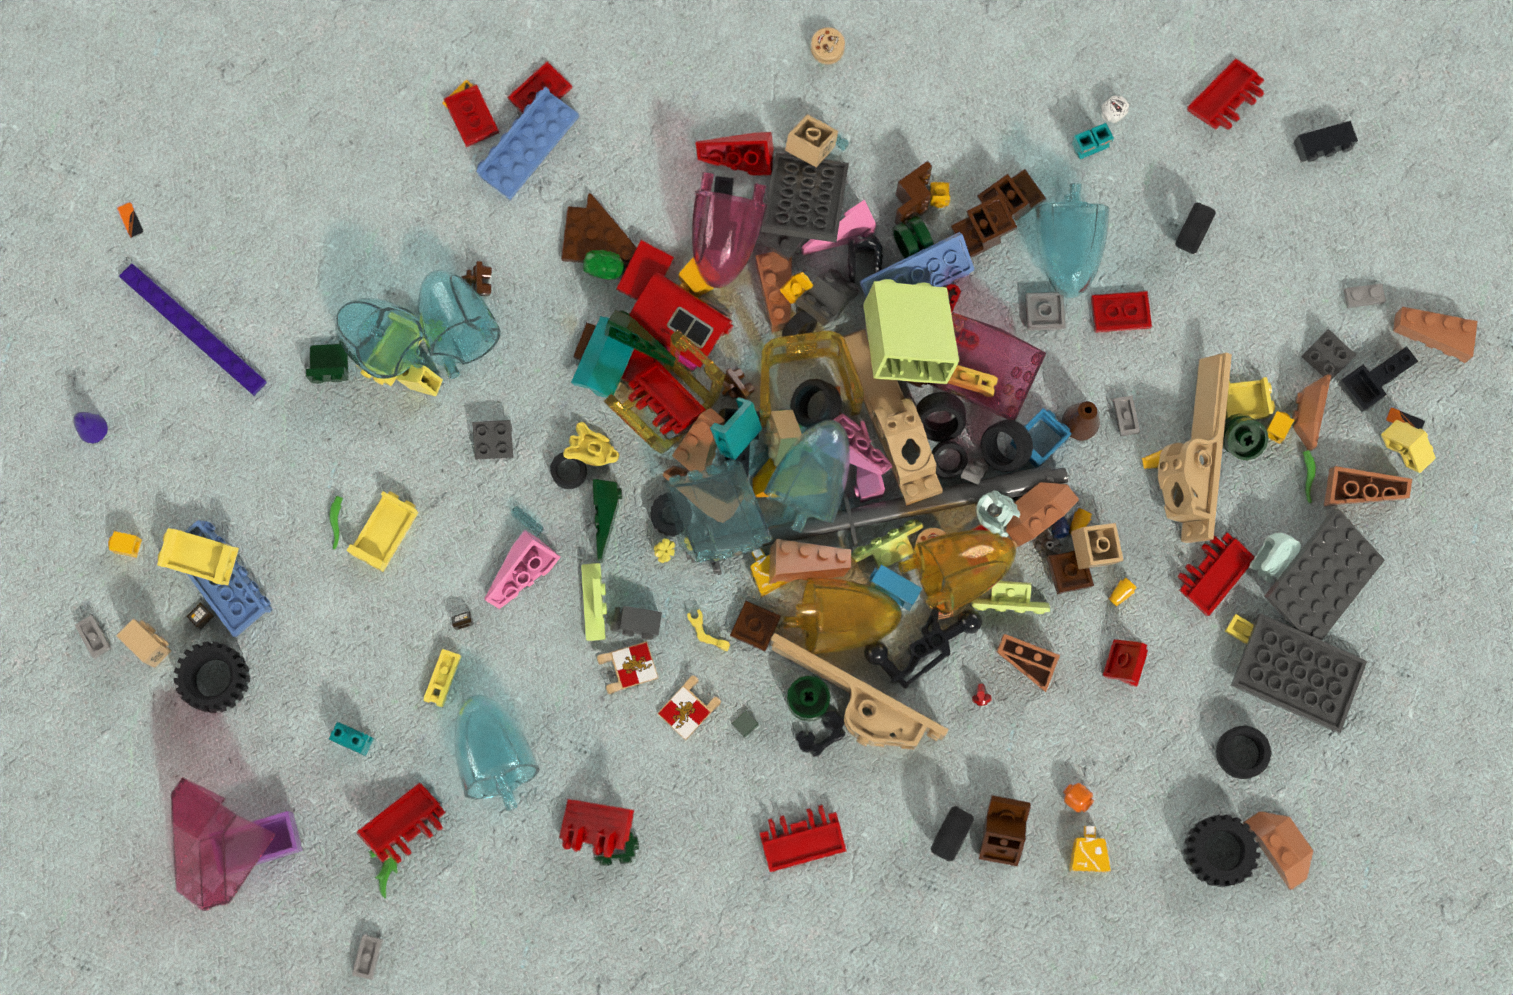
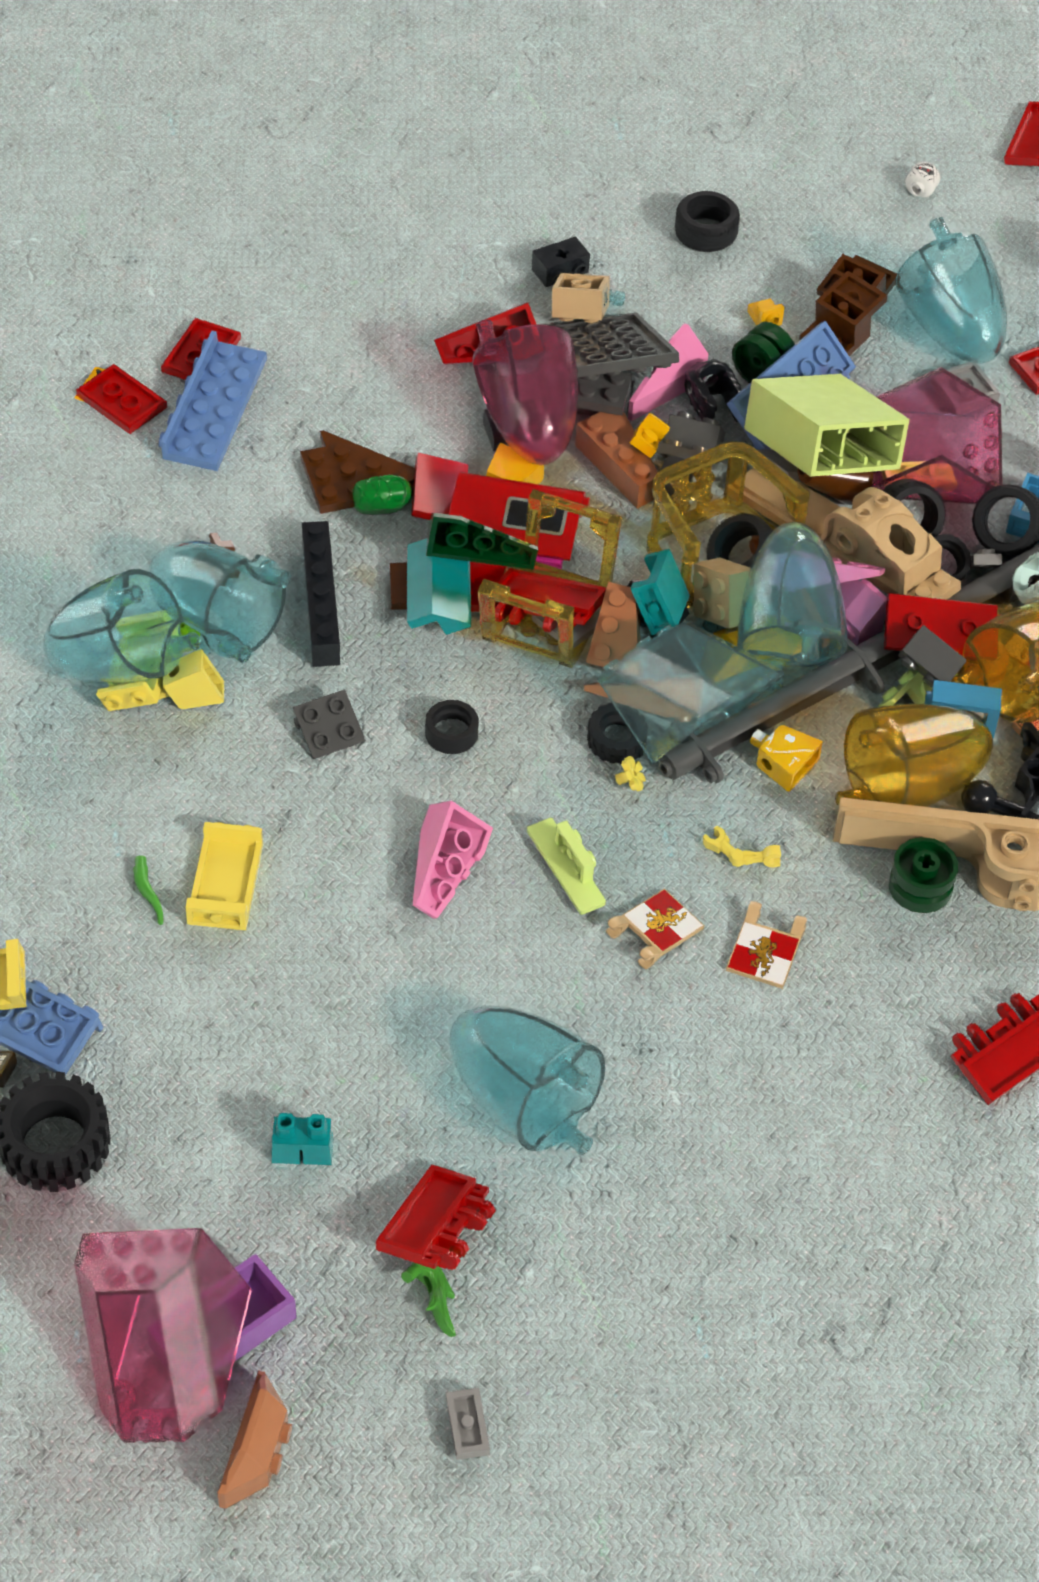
camera: 25 degrees left, 25 degrees down
(248, 922) = (256, 1445): none -> nougat wedge
(327, 364) = (53, 710): dark green bracket -> none
(442, 677) = (398, 1022): light yellow plate -> none
(462, 620) = (394, 947): dark brown slope -> none
(527, 521) = (417, 801): clear light blue axle -> none
(530, 333) = (320, 594): none -> black brick
(590, 447) = (470, 689): light yellow tile -> none
(597, 825) = (721, 1114): red hinge -> none
(606, 502) = (524, 748): dark green wedge -> none
(631, 847) = (778, 1142): dark green bracket -> none
(636, 621) = (640, 864): dark grey hinge -> none
(734, 386) = (628, 569): reddish brown hips -> none
(745, 724) = (854, 939): slope -> none
(755, 626) = (802, 821): reddish brown plate -> none
(802, 560) = (823, 714): nougat wedge -> none
(807, 743) = (950, 934): black helmet -> none
(823, 92) = (558, 258): none -> black brick
(827, 45) = (544, 211): tan head -> none
(891, 544) = (931, 657): none -> dark grey brick
(908, 517) = (945, 618): none -> red plate
(913, 194) = (736, 309): reddish brown bracket -> none
(942, 80) = (704, 236): none -> black tyre
(1092, 141) = (918, 208): teal hips -> none

